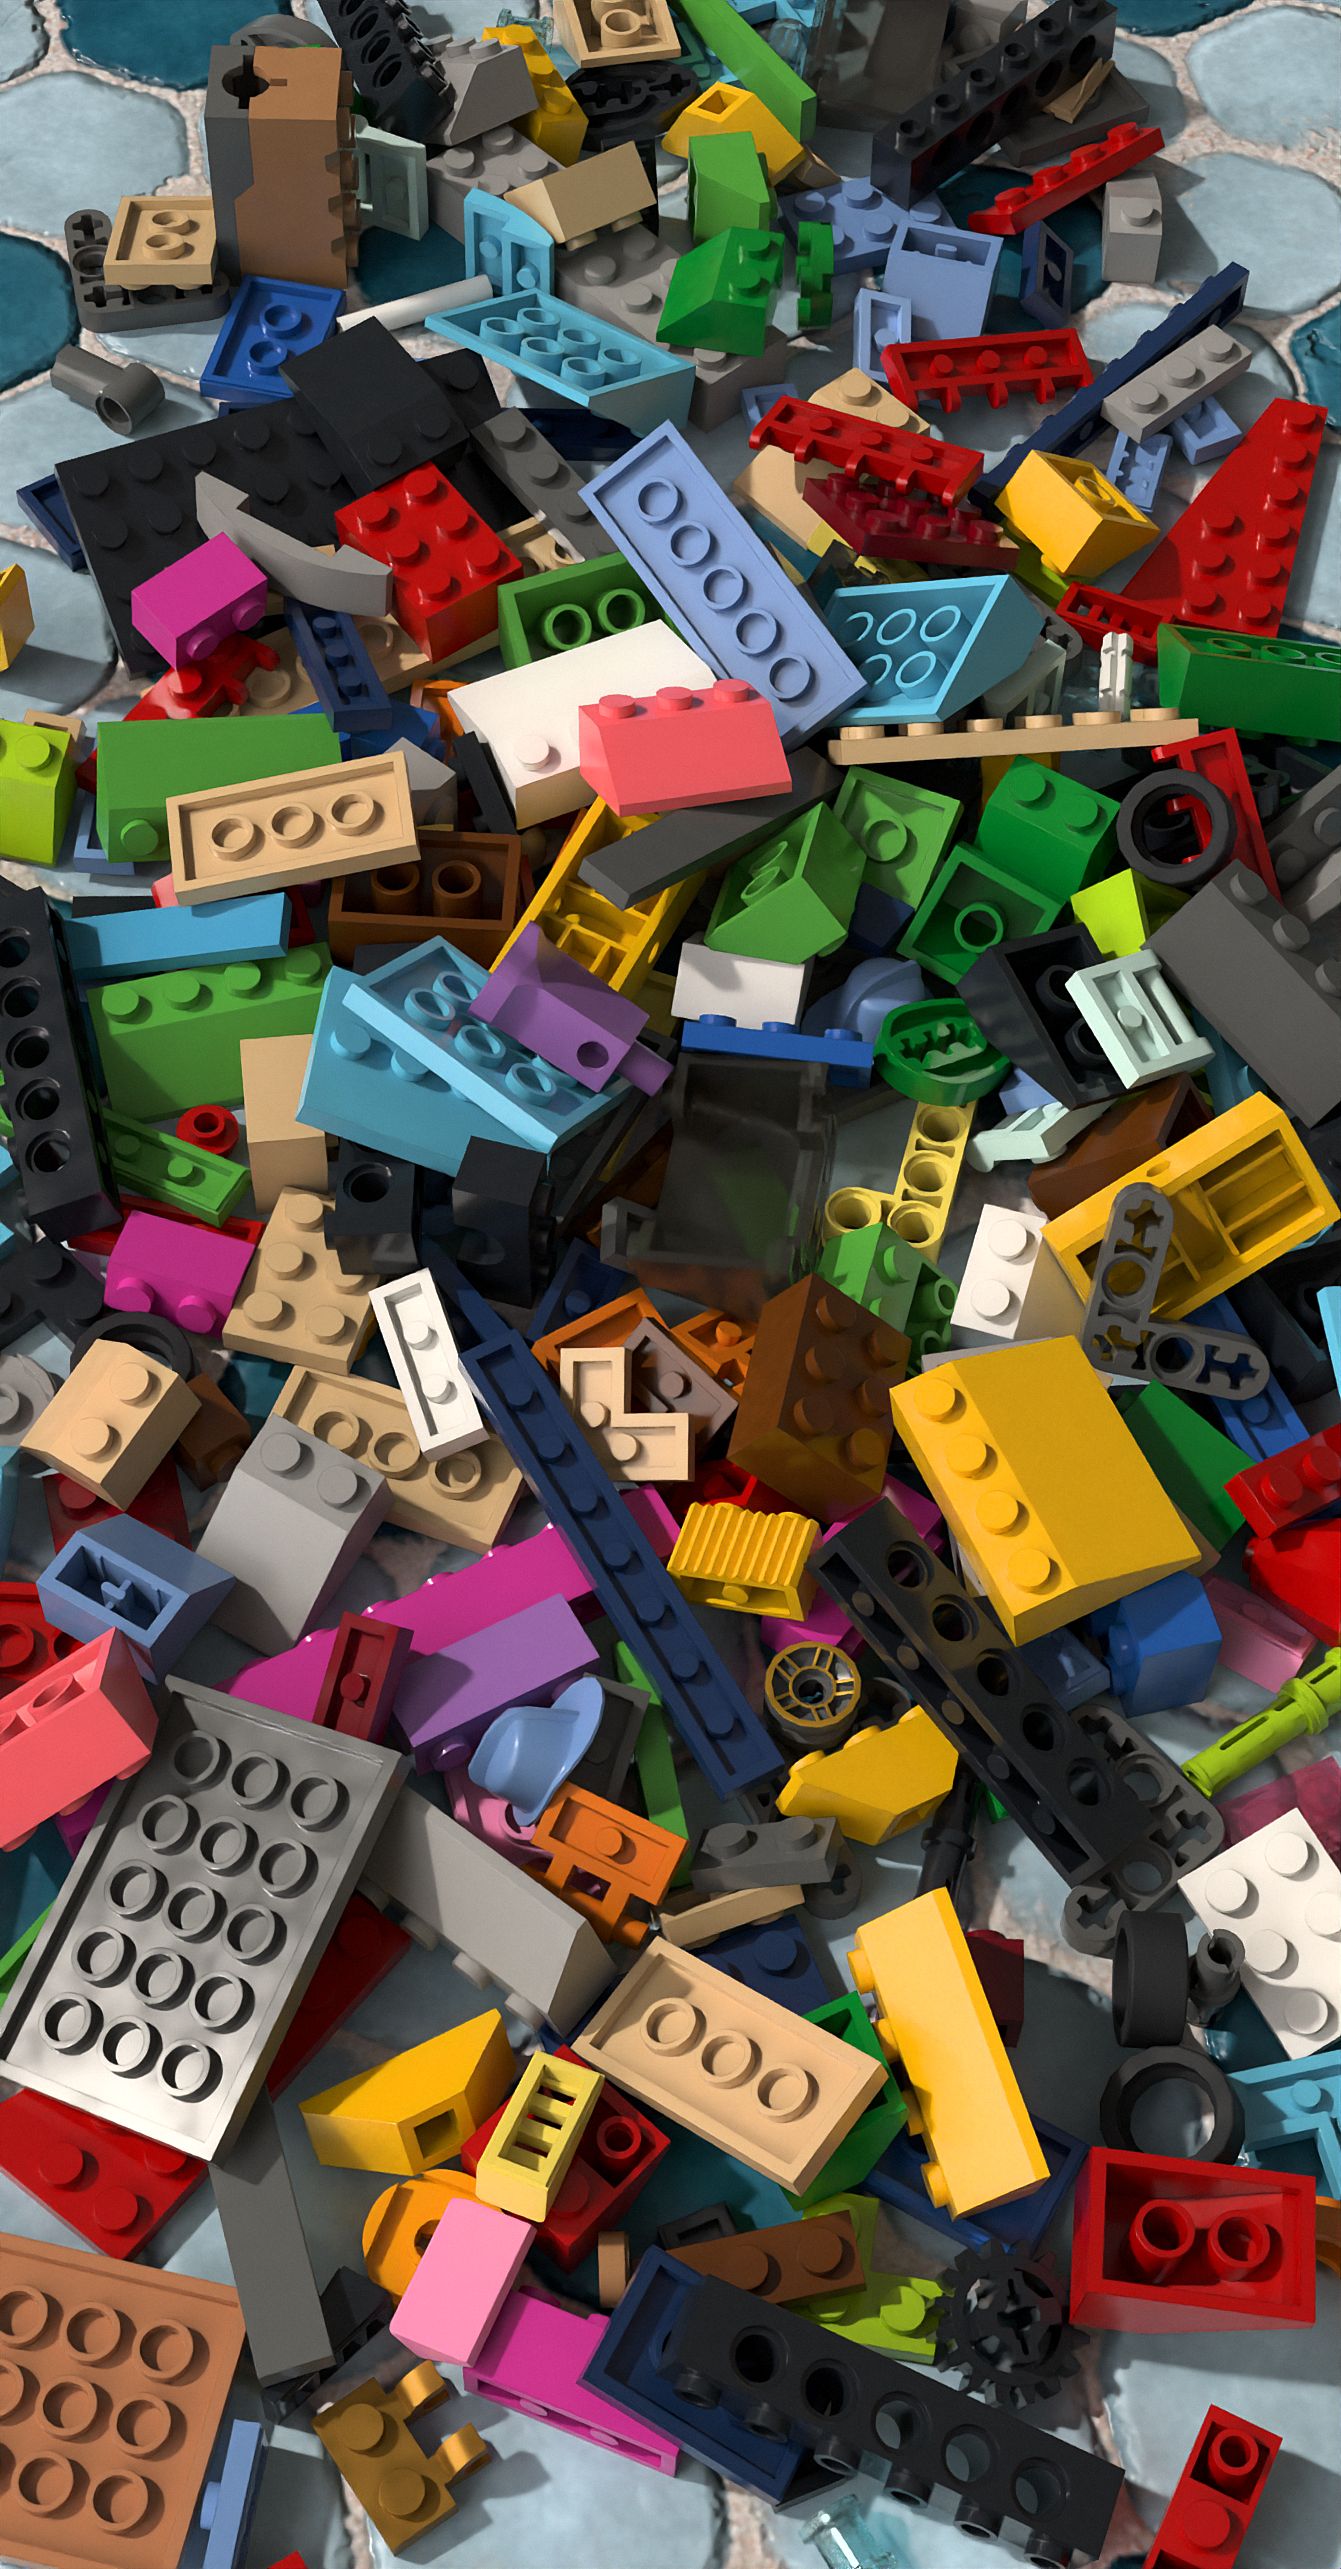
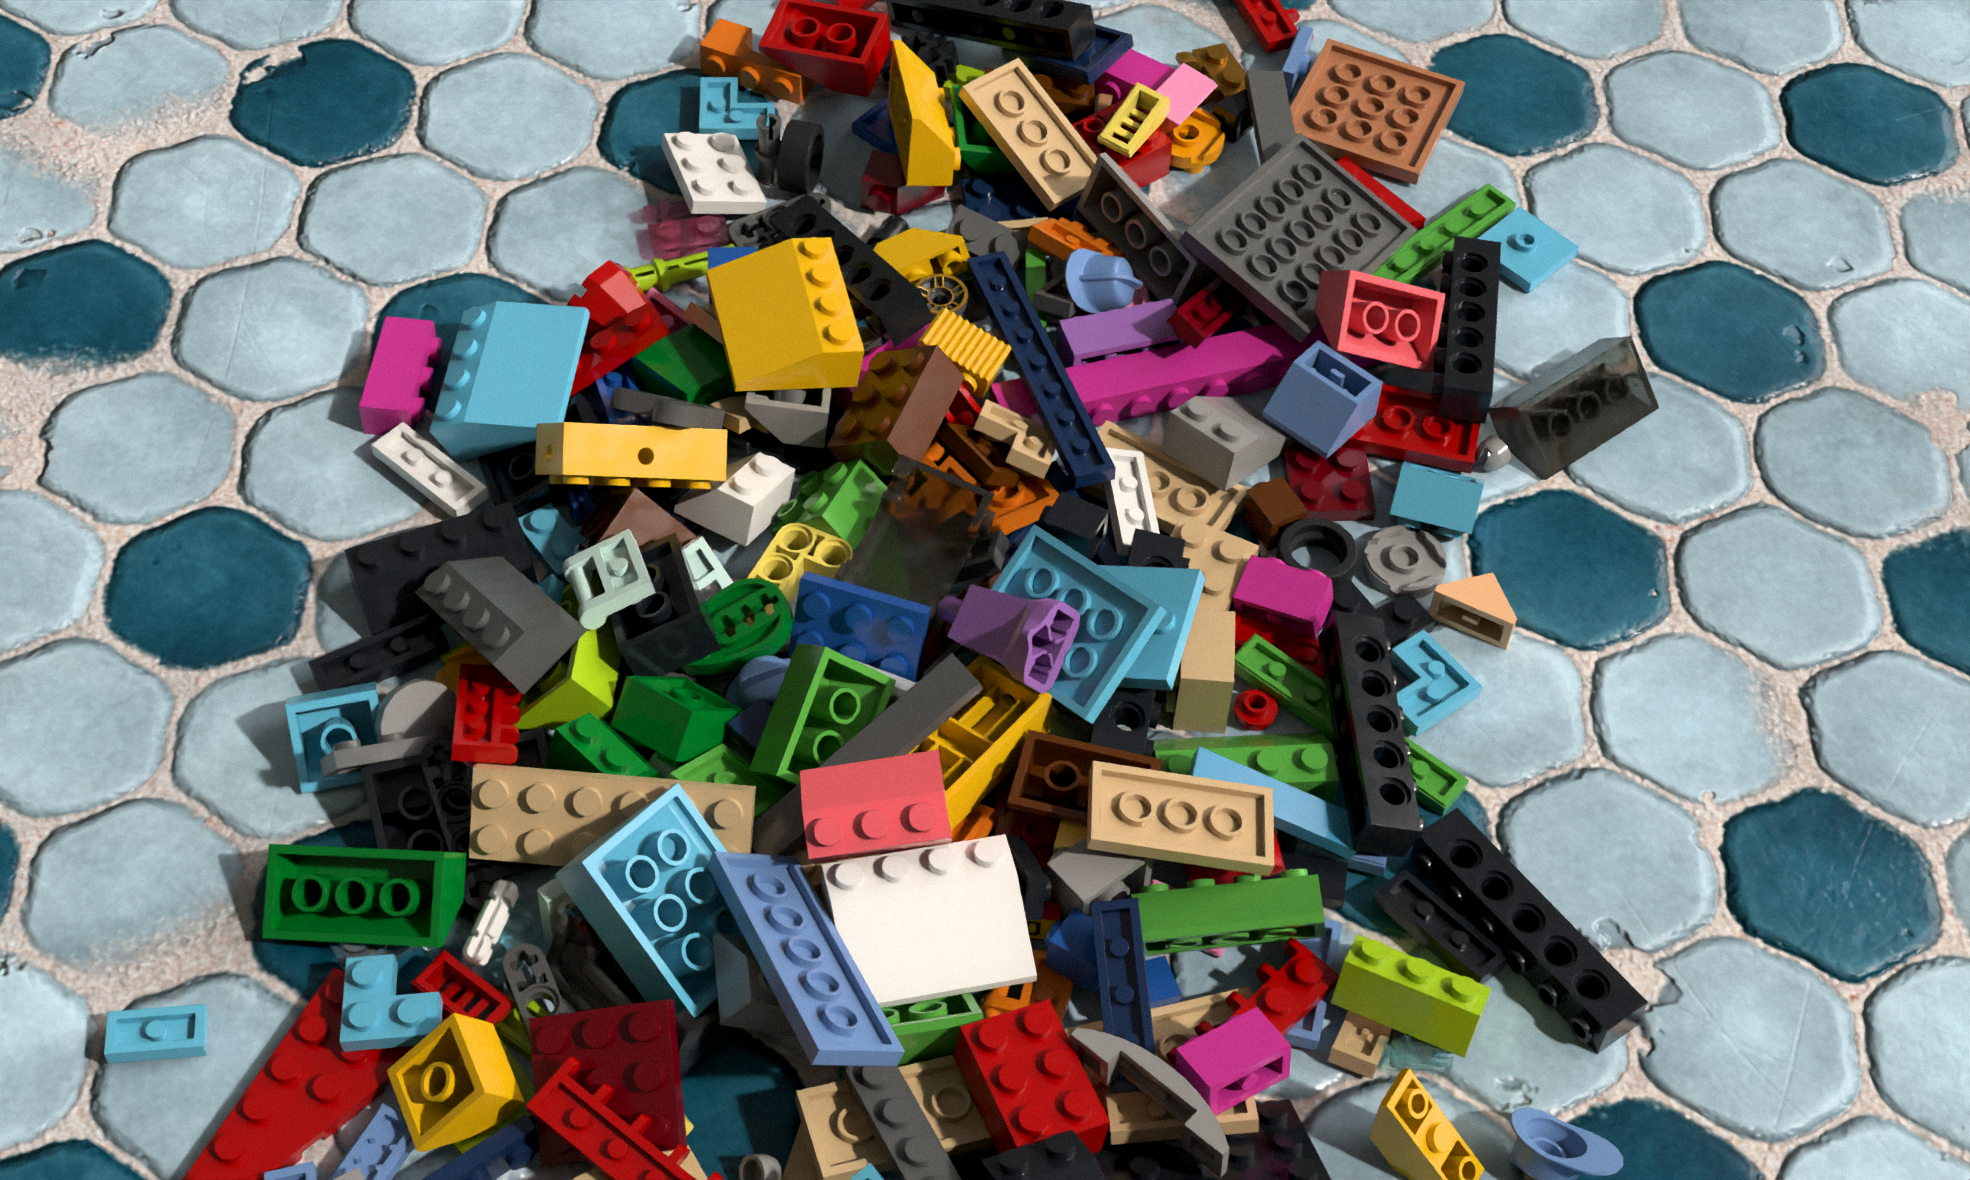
camera: 170 degrees left, 5 degrees down
(113, 1421) = (1336, 492): tan slope -> none
(415, 2104) = (1192, 178): yellow slope -> none
(1139, 801) = (522, 703): black tyre -> none
(1171, 2062) = (817, 96): black tyre -> none
(1193, 567) = (377, 1016): none -> medium azure plate

